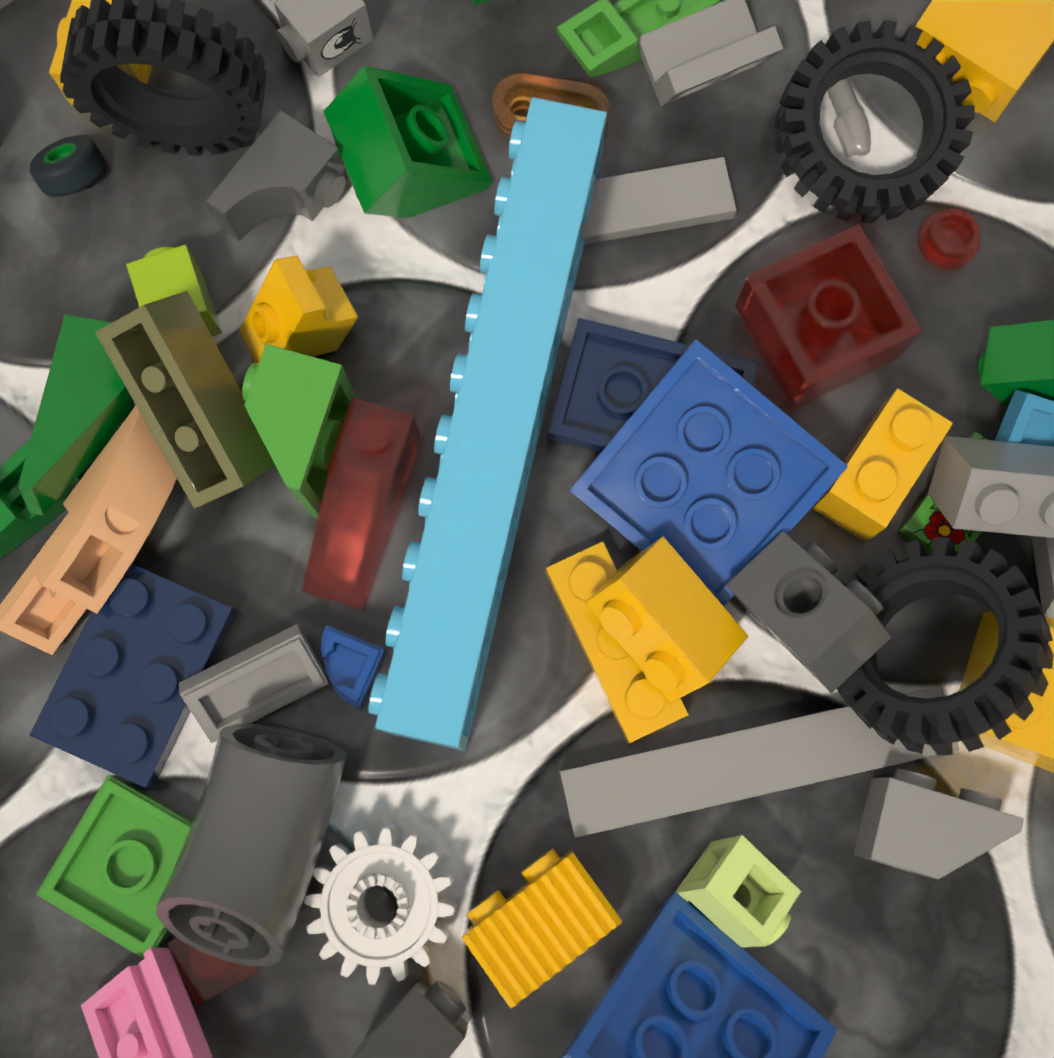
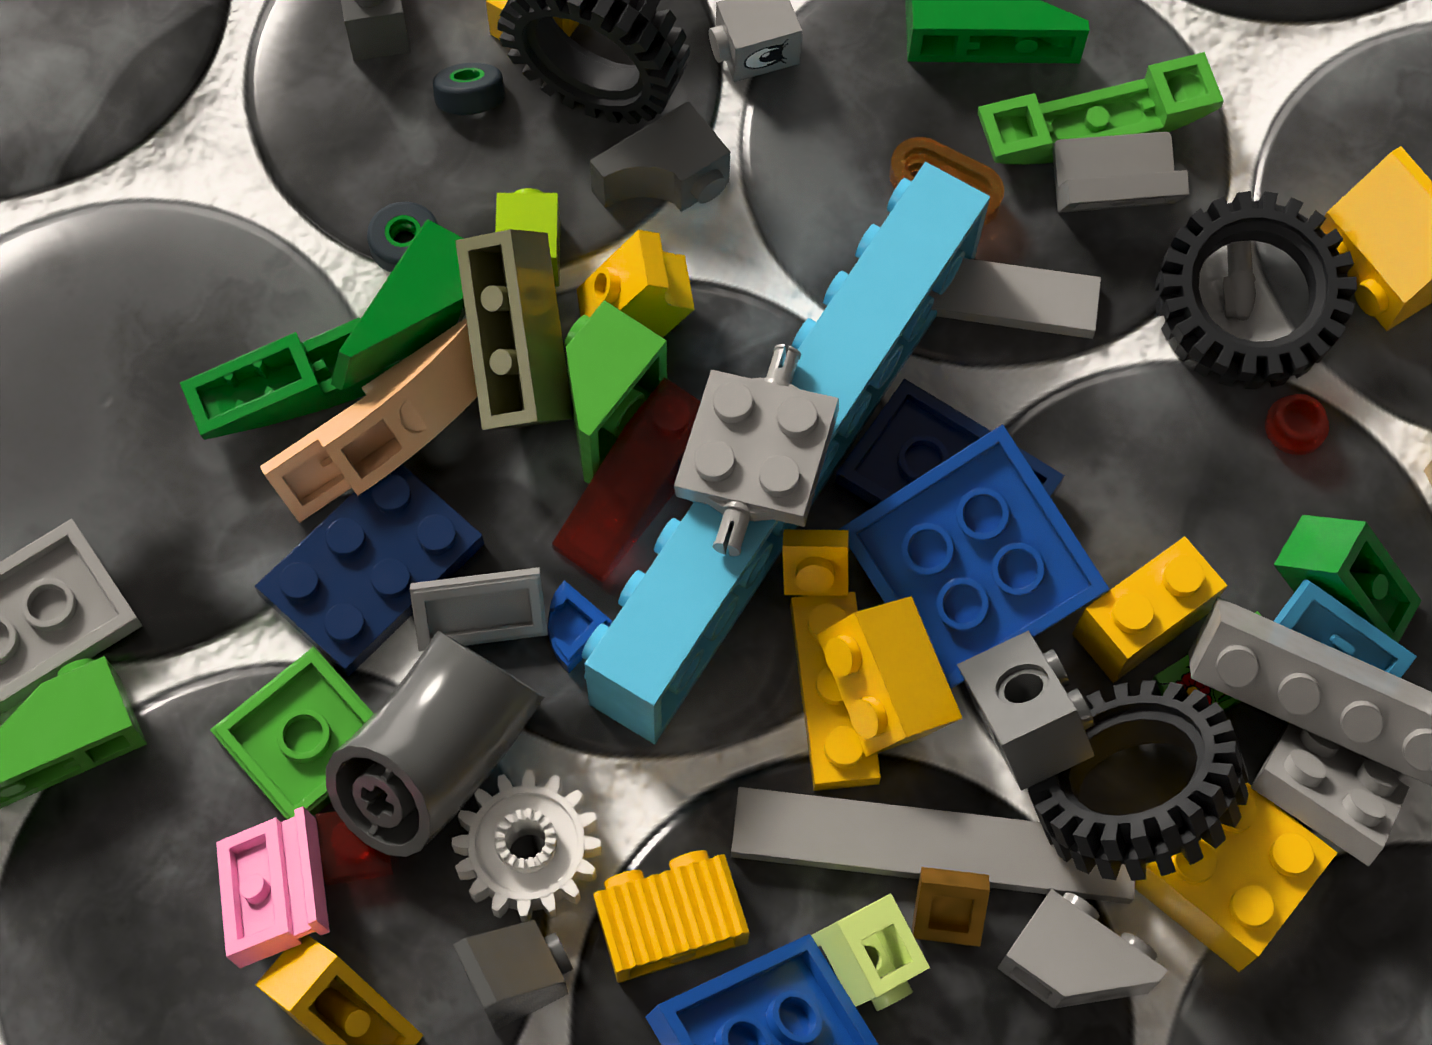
camera: 15 degrees right, 10 degrees down
(36, 325) = (387, 224): none -> black wheel
(405, 143) = (795, 168): green slope -> none
(469, 449) = (757, 449): none -> light grey plate
(558, 529) = (816, 562): none -> yellow plate
(797, 819) = (950, 906): none -> pearl gold plate
(826, 316) = (1143, 453): clear red brick -> none

